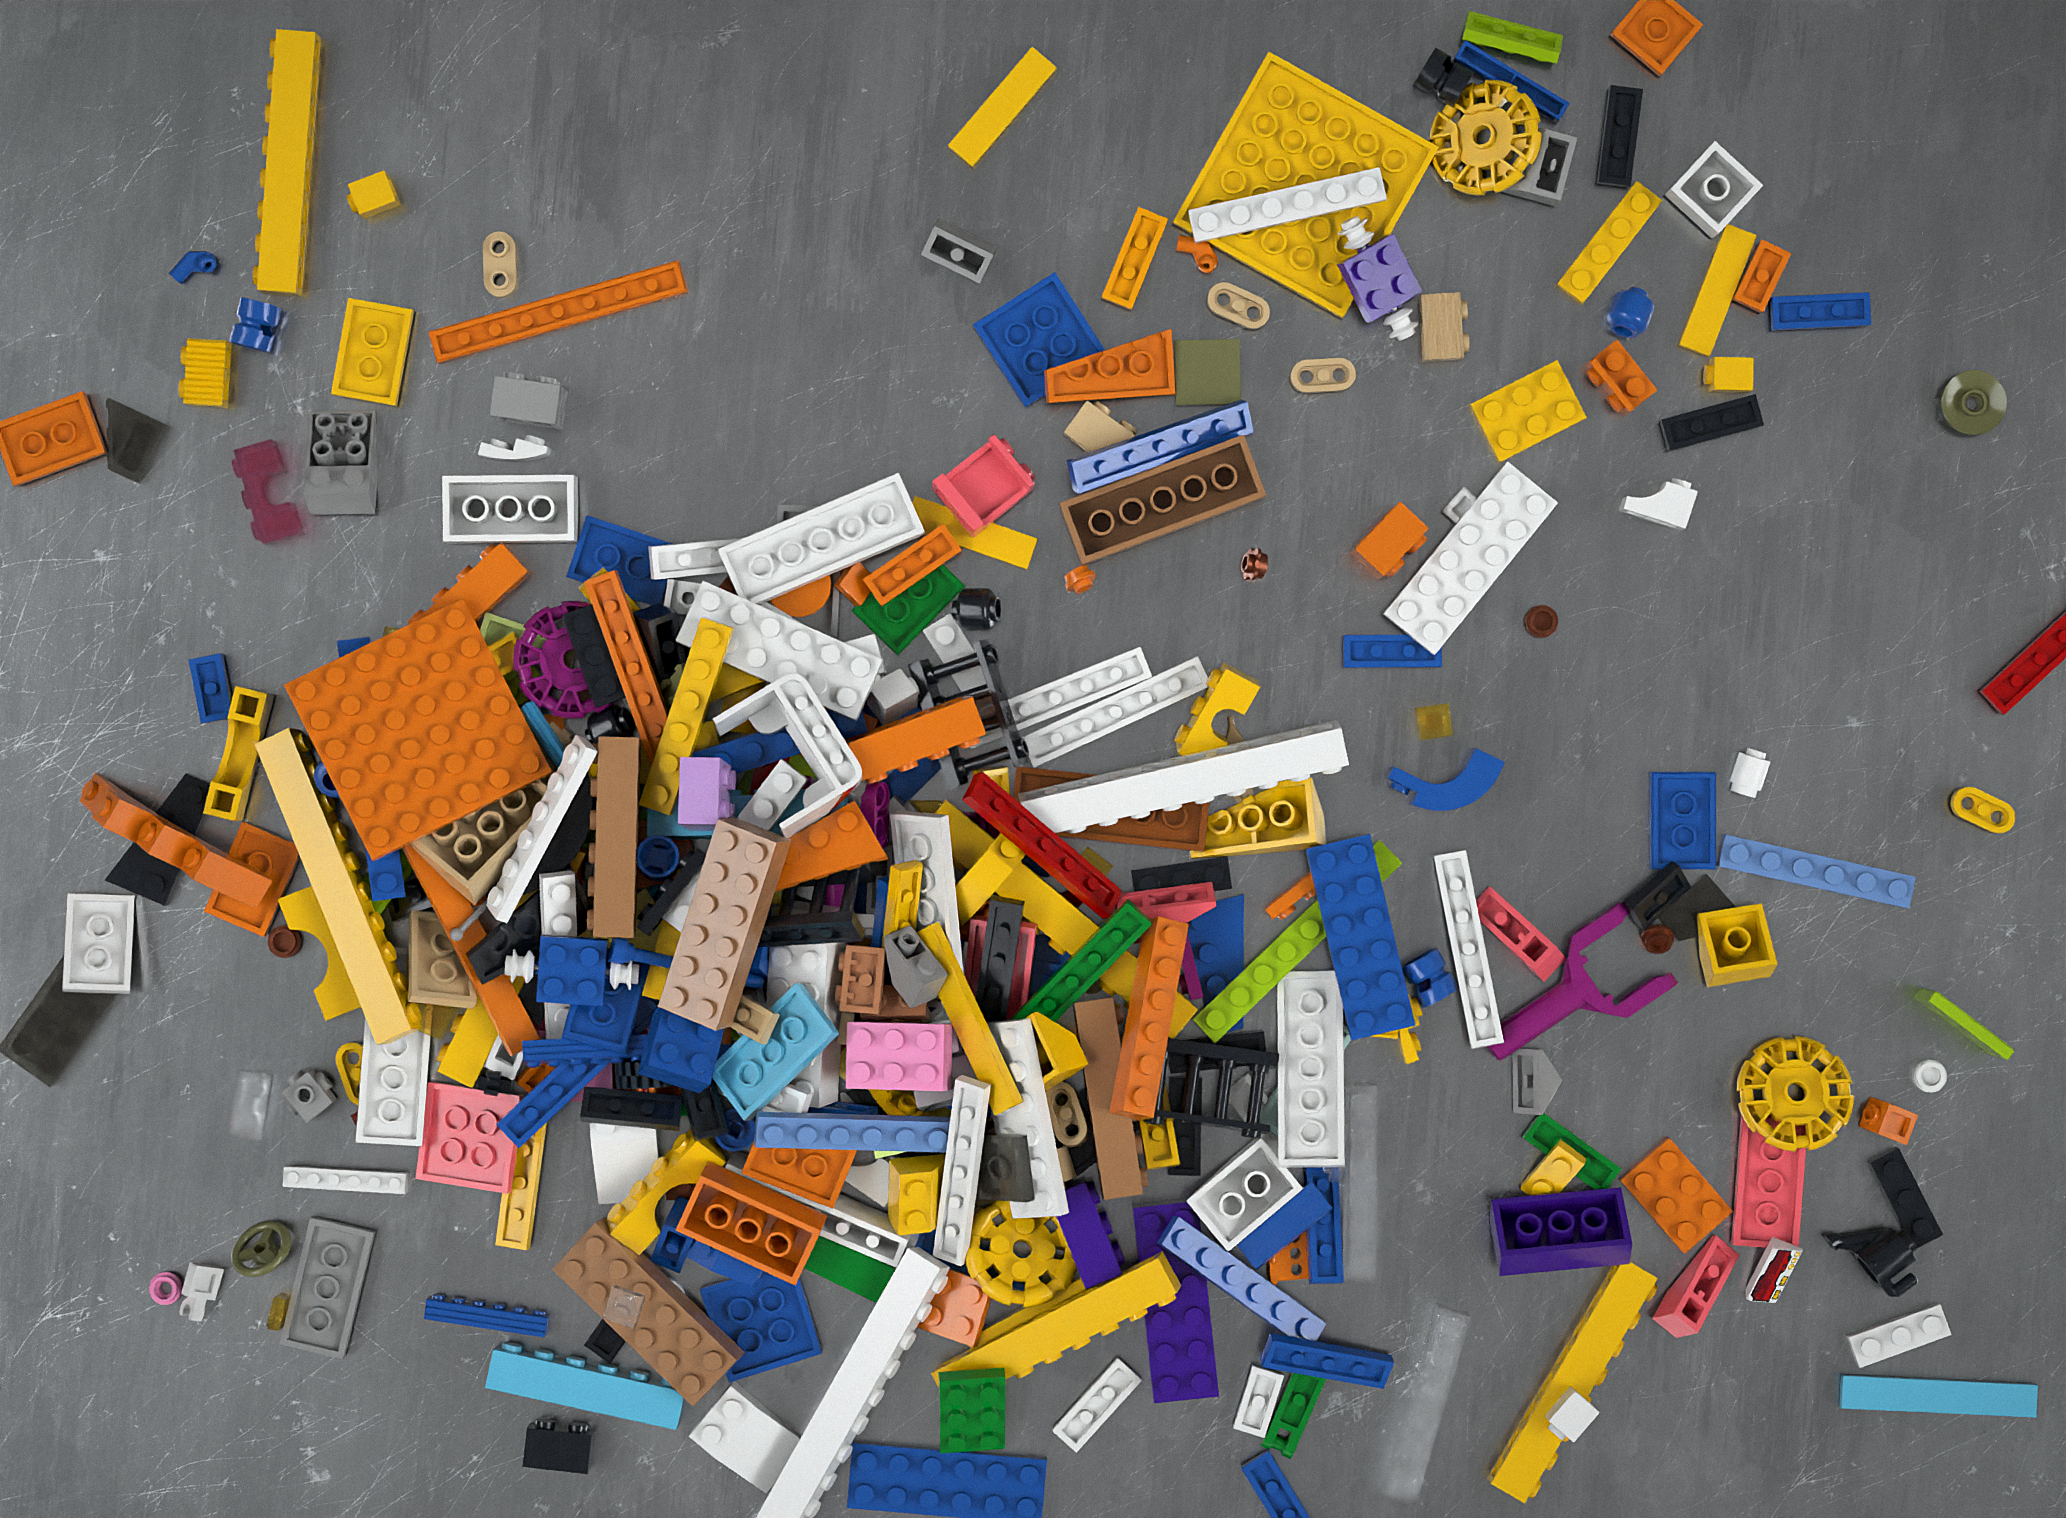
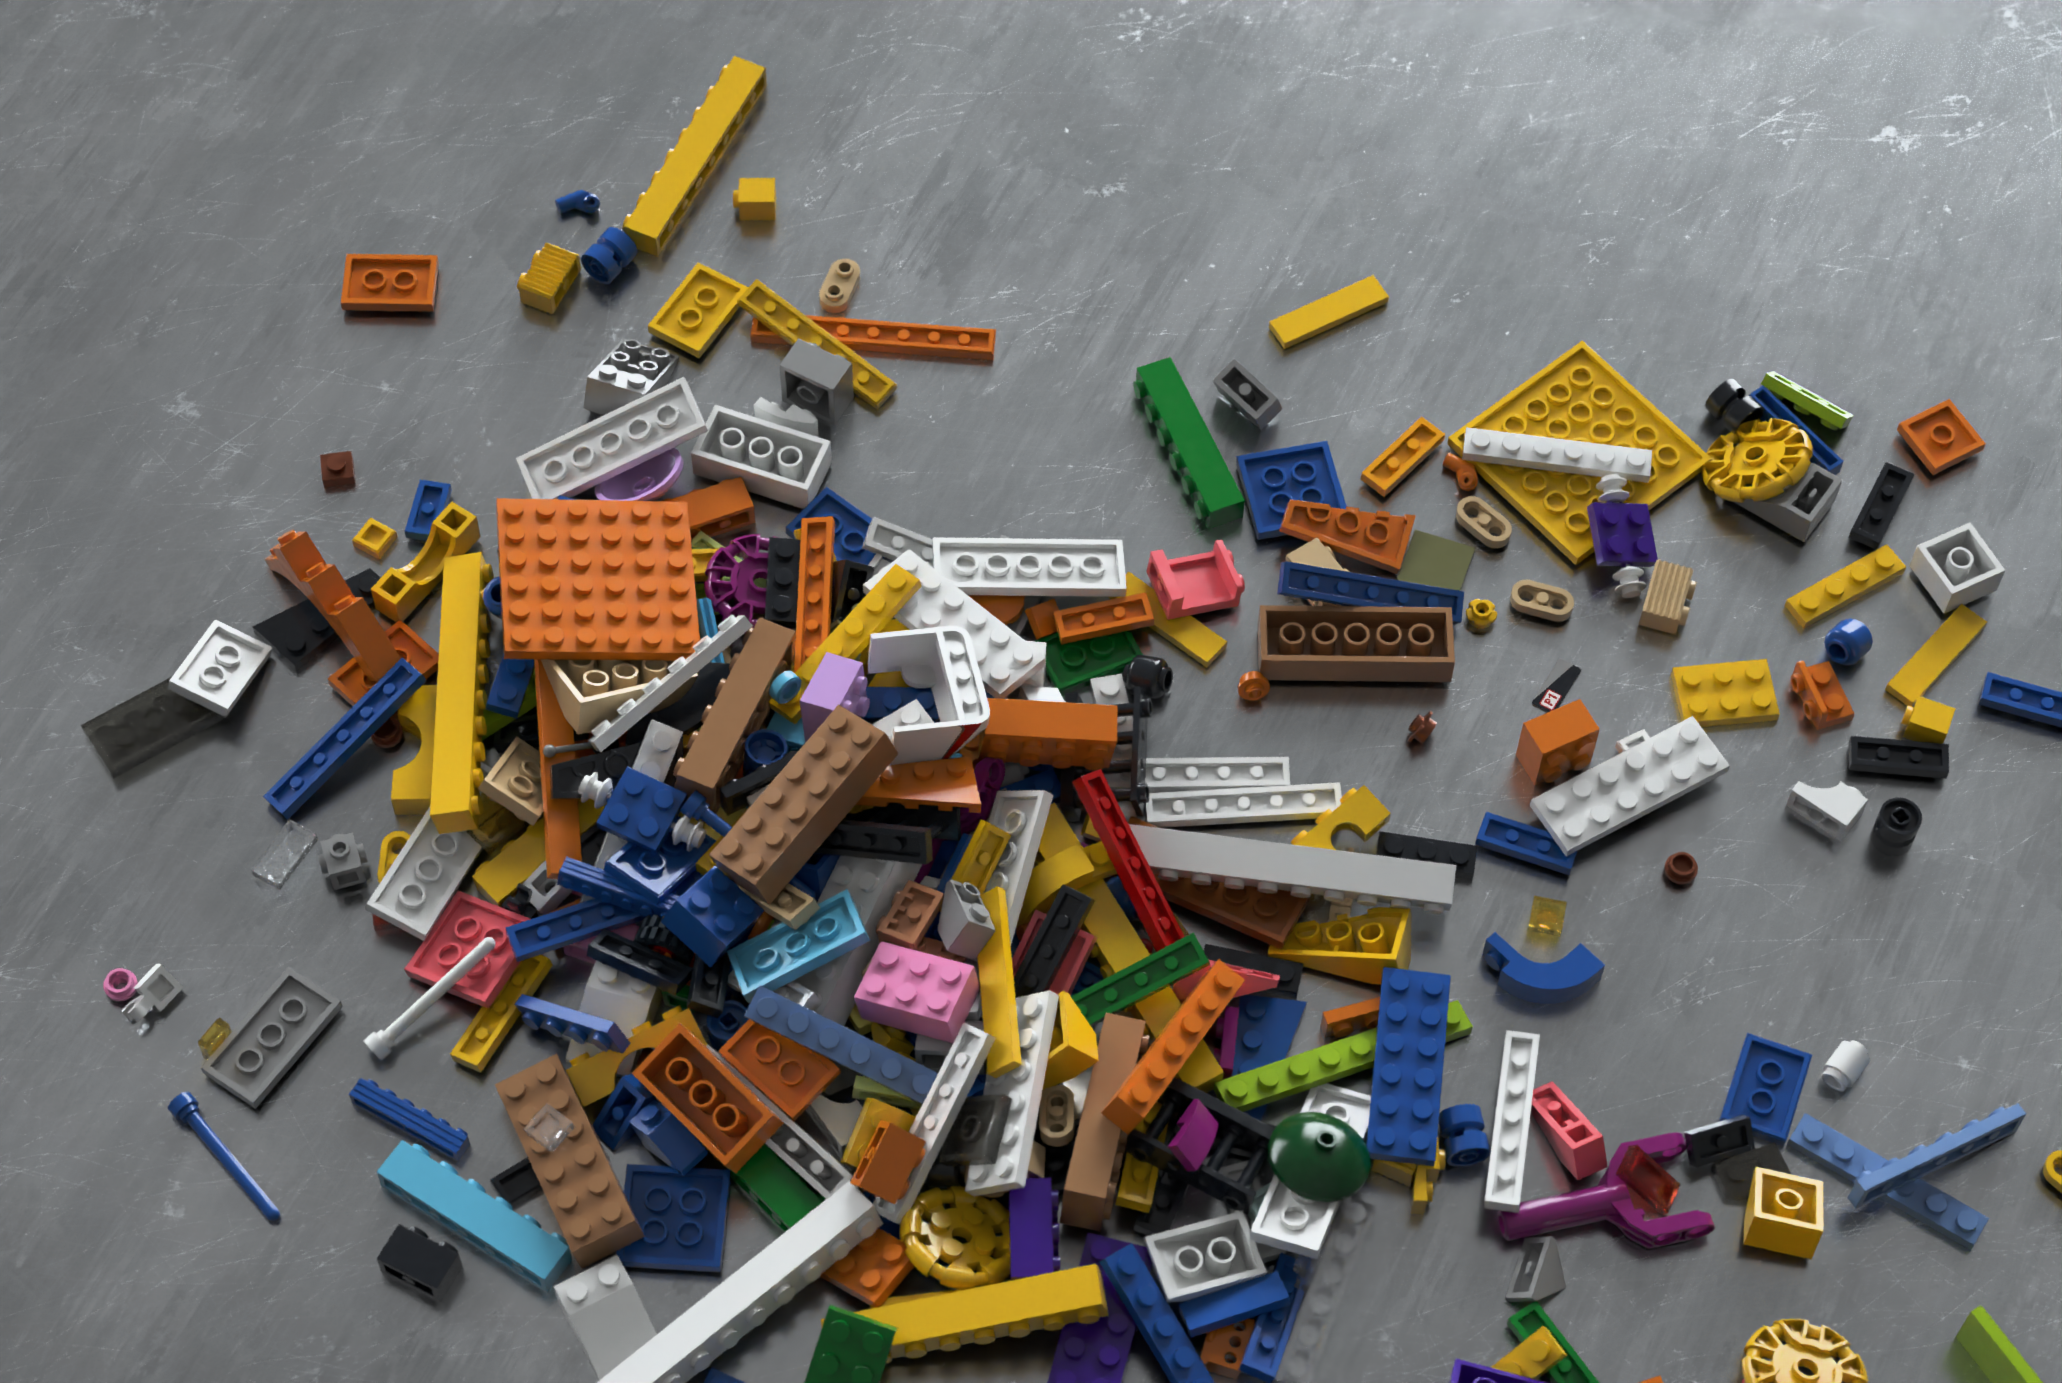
camera: 20 degrees right, 30 degrees down
(100, 672) = (337, 469): none -> copper plate
(131, 440) = (459, 306): clear smoke wing -> none
(173, 735) = (374, 538): none -> yellow tile
(252, 973) = (345, 738): none -> blue plate
(256, 466) = (557, 358): clear pink arch -> none
(264, 1251) = (228, 978): olive piece -> none
(286, 1385) = (185, 1108): none -> blue piece
(345, 1179) = (338, 950): white piece -> none
(359, 555) = (613, 443): none -> white plate
(401, 579) = (645, 481): none -> lavender dish
(428, 1256) = (381, 1042): none -> white piece
(507, 349) = (792, 324): none -> yellow tile
(584, 1187) = (572, 1023): none -> blue plate
(653, 796) = (785, 687): none -> medium azure tile
(920, 324) = (1189, 443): none -> green brick
(938, 1228) = (889, 1162): none -> orange brick
(1200, 1089) = (1195, 1136): none -> magenta slope
(1262, 416) = (1481, 620): none -> yellow plate
(1299, 1081) = (1314, 1168): none -> dark green dish
(1302, 697) = (1429, 850): none -> black plate
(1365, 461) = (1556, 685): none -> sticker
(1606, 960) = (1648, 1179): none -> clear red tile
(1658, 938) = (1707, 1182): copper plate -> none
(1730, 506) = (1896, 826): none -> black wheel
(1761, 276) = (1982, 655): orange plate -> none
(1863, 830) = (1942, 1152): none -> medium blue plate

